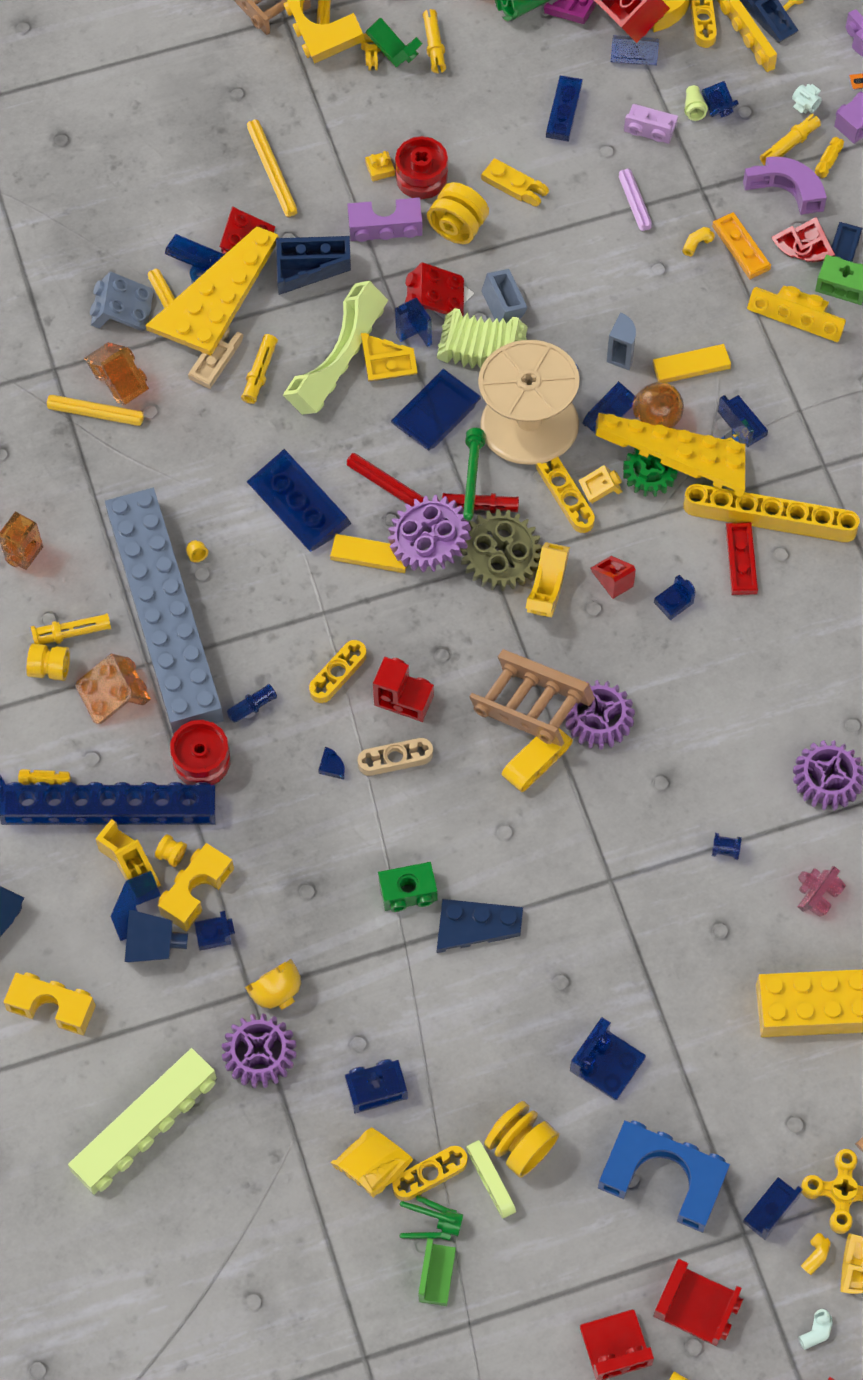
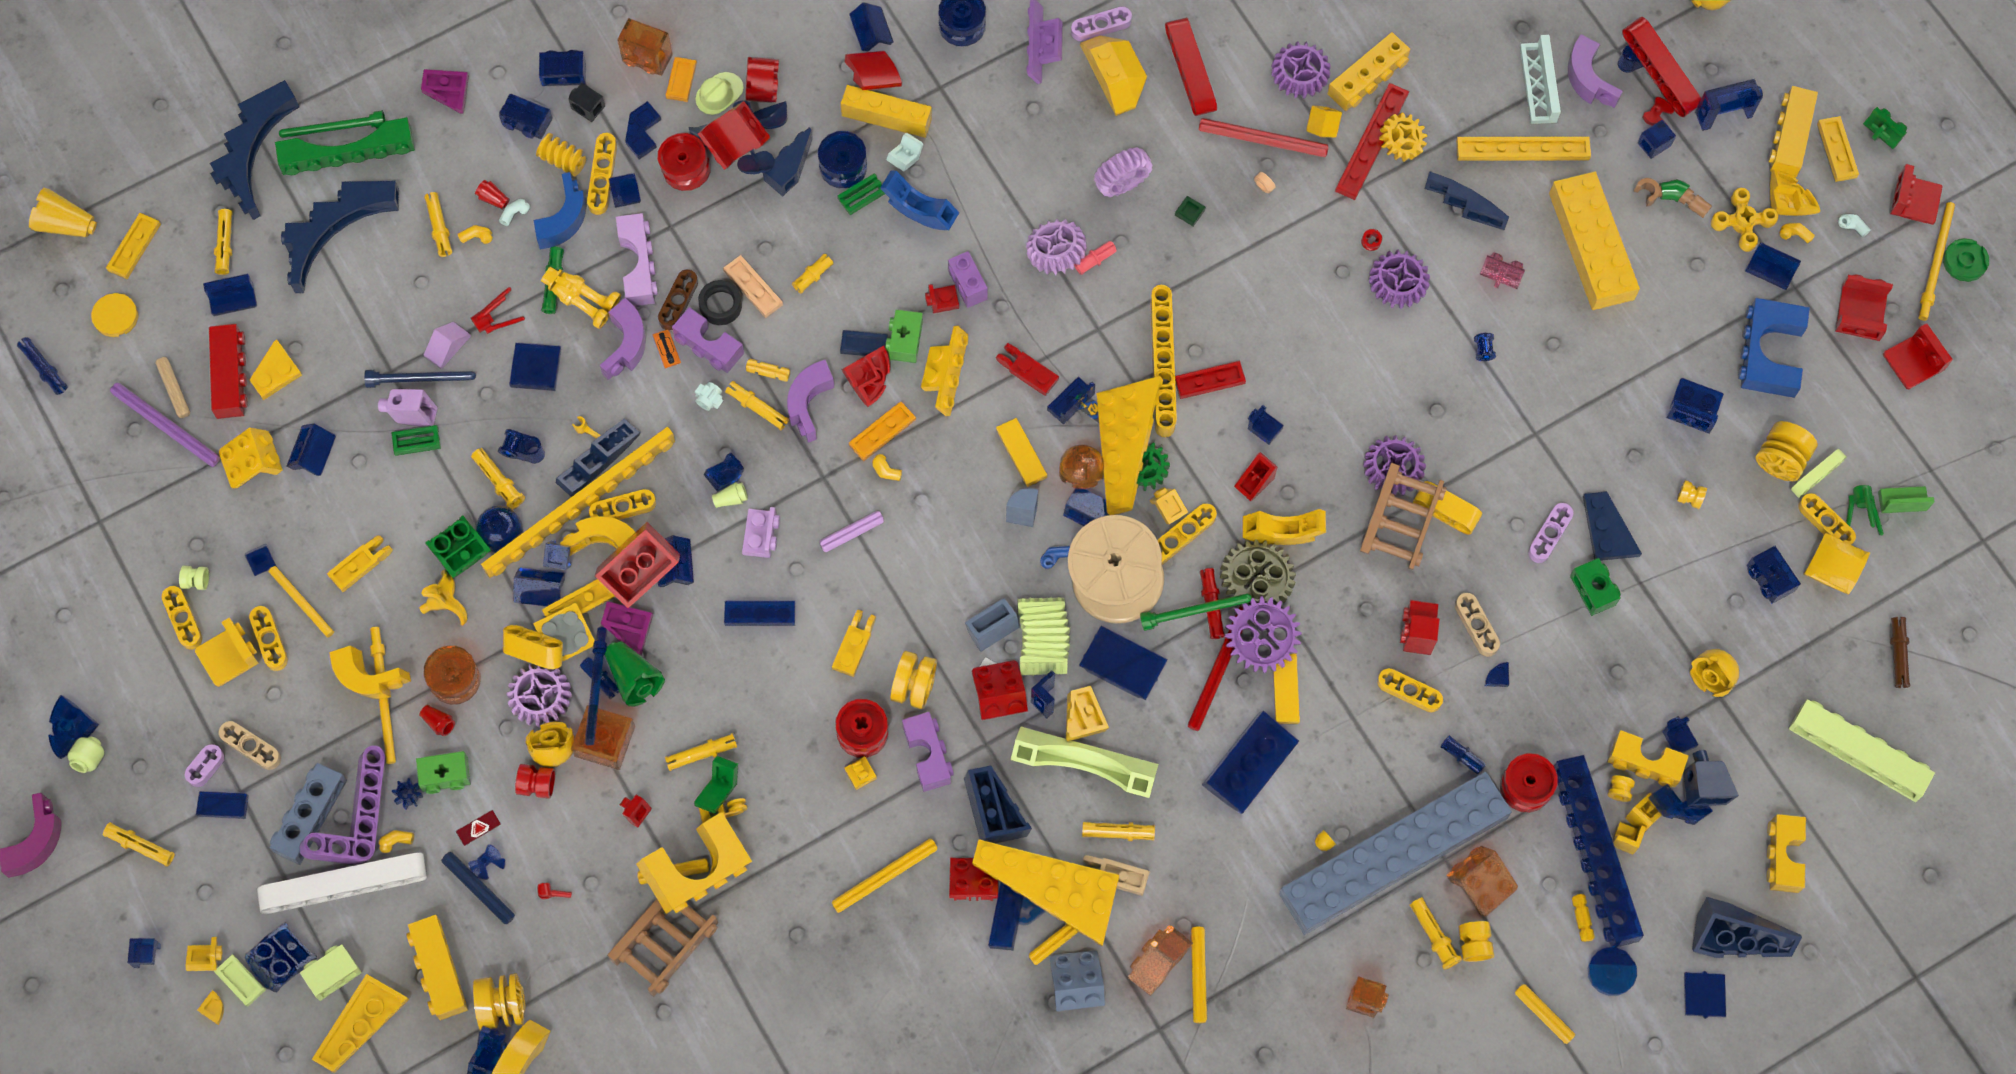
camera: 105 degrees left, 5 degrees up
(260, 1208) = (1900, 652): none -> reddish brown pin
(272, 1033) = (1790, 679): medium lavender gear -> none
(495, 1023) = (1689, 493): none -> yellow wheel
(503, 868) = (1541, 537): none -> lavender beam
(785, 388) = (1028, 370): none -> red hinge

